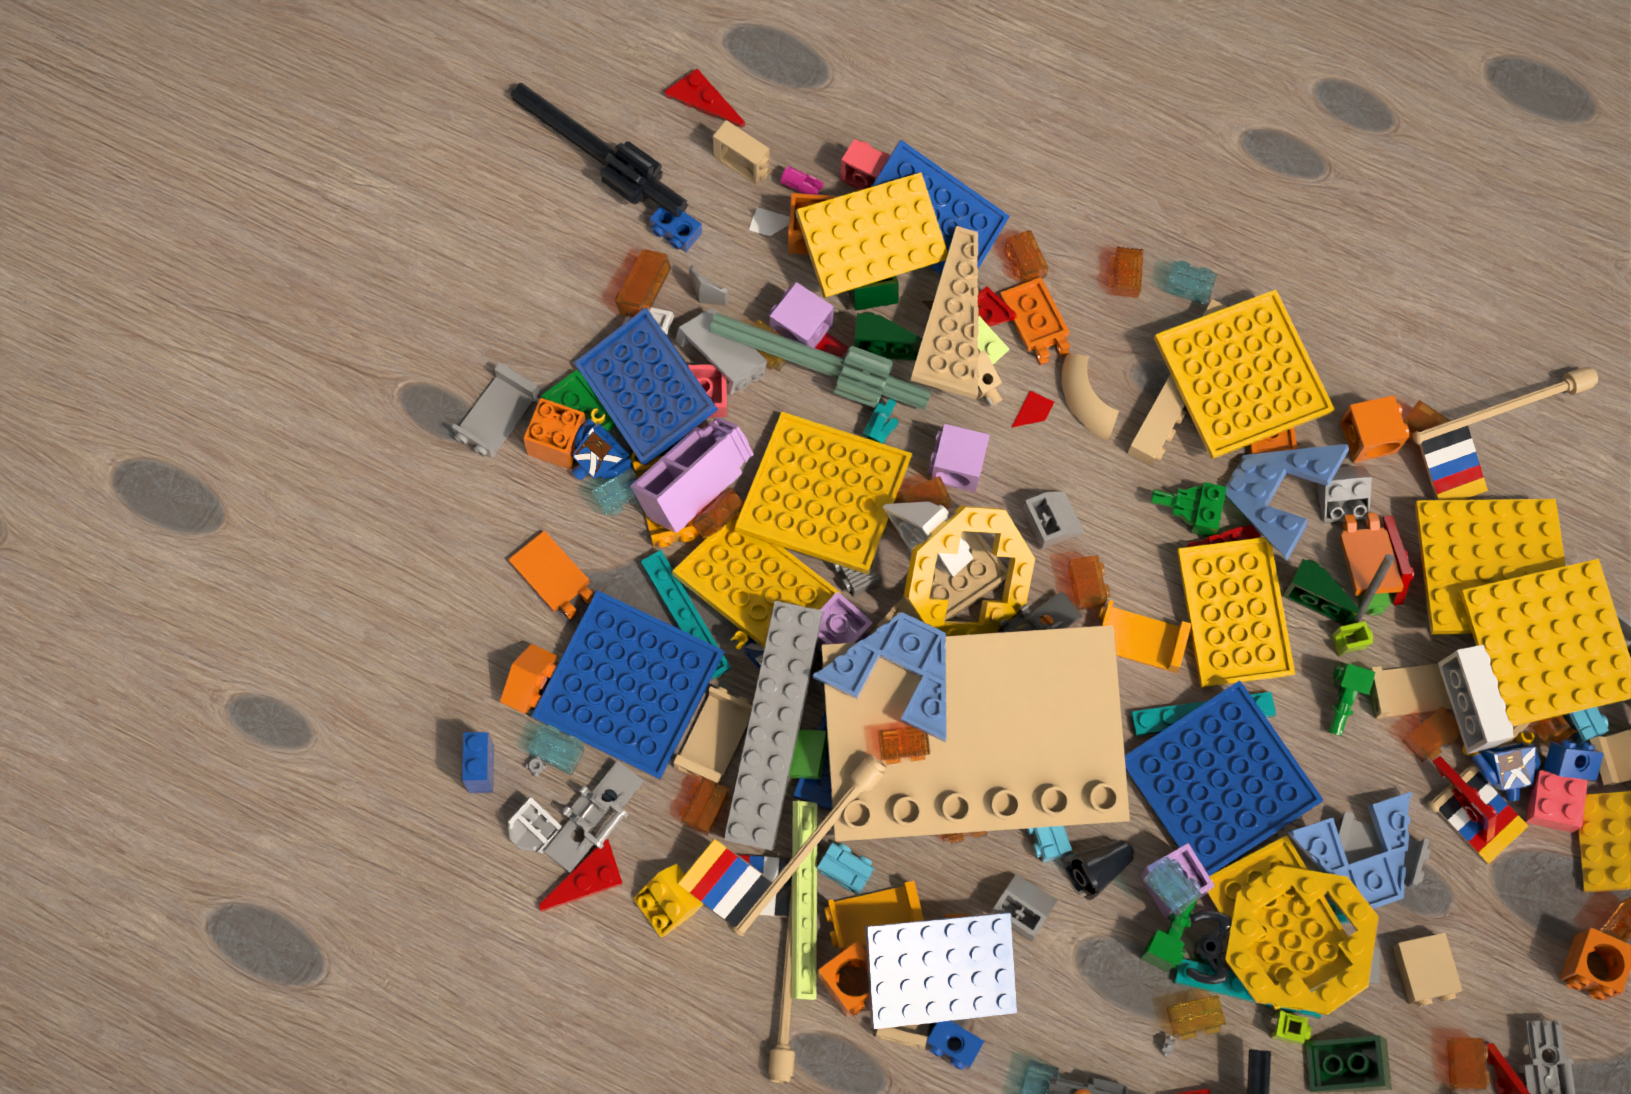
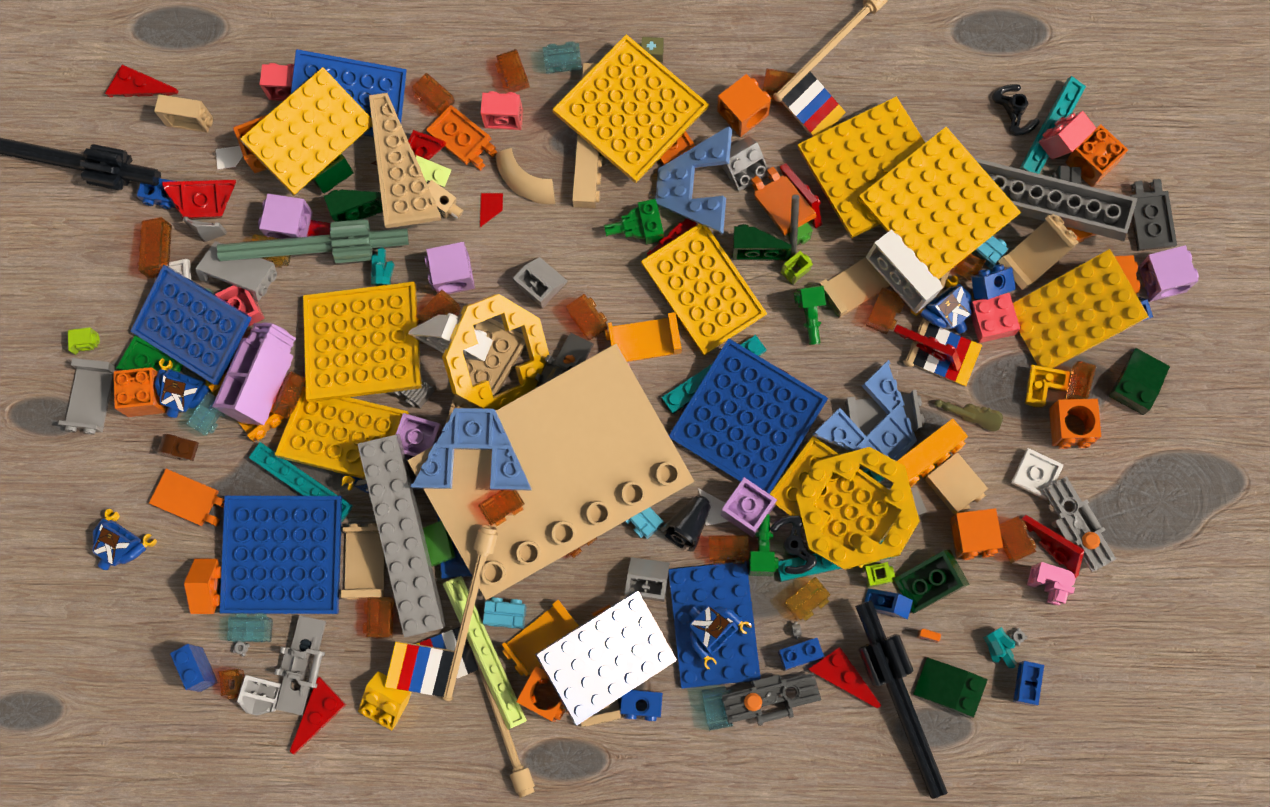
camera: 15 degrees left, 5 degrees up
(454, 587) = (115, 543): none -> torso
(508, 787) = (225, 676): none -> clear orange window
(518, 348) = (82, 340): none -> lime window
(568, 513) = (177, 447): none -> reddish brown brick
(716, 252) = (200, 198): none -> red wing
(801, 181) = (239, 114): dark pink hinge -> none
(1074, 997) = (712, 629): none -> blue torso
(1076, 994) = (714, 587): none -> blue plate
(1096, 310) = (501, 110): none -> coral brick
(1131, 917) = (728, 549): none -> clear orange brick
(1136, 867) = (714, 515): none -> white sticker
(1161, 1074) = (800, 654): none -> blue brick
(1173, 886) = (747, 515): clear light blue brick -> none
(1290, 1067) = (889, 603): none -> blue slope
(1300, 317) = (654, 47): none -> olive brick
(1418, 918) = (933, 451): none -> light orange brick
(1425, 1035) = (976, 534): none -> orange brick
(1497, 911) = (985, 417): none -> olive piece
(1526, 1000) = (1036, 473): none -> white plate
(1576, 900) = (1040, 380): none -> yellow brick

